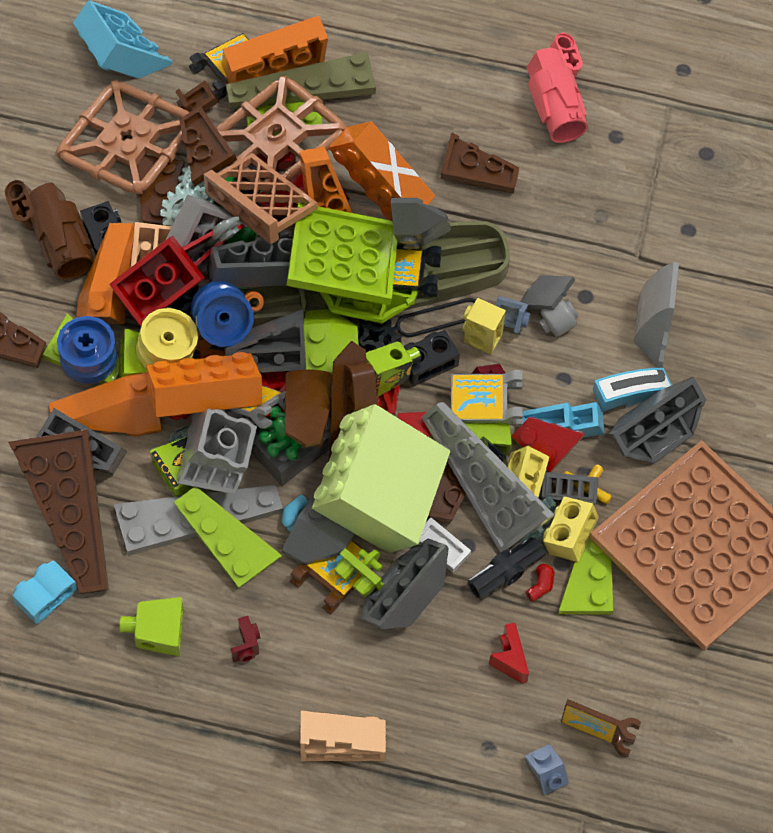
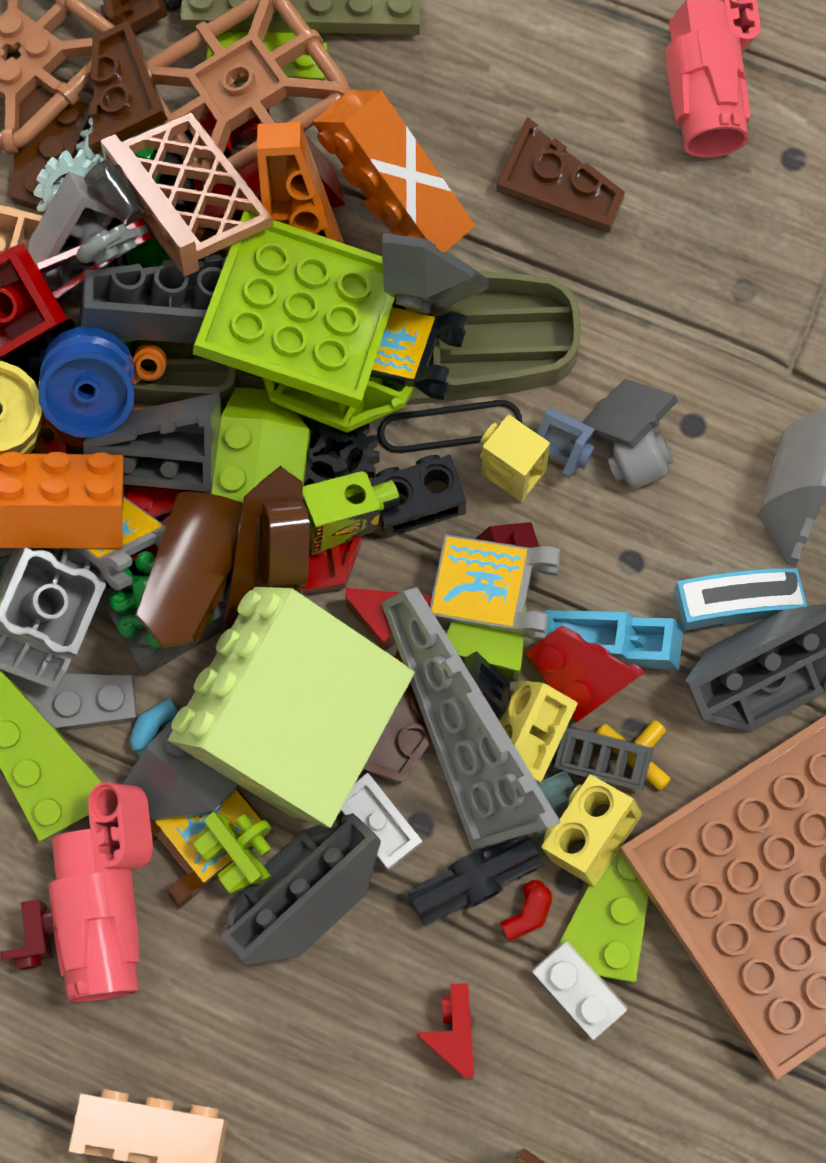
camera: 15 degrees right, 10 degrees up
(218, 200) = (112, 189): none -> clear smoke cone
(282, 608) = (95, 894): none -> coral piece
(581, 619) = (579, 989): none -> white plate

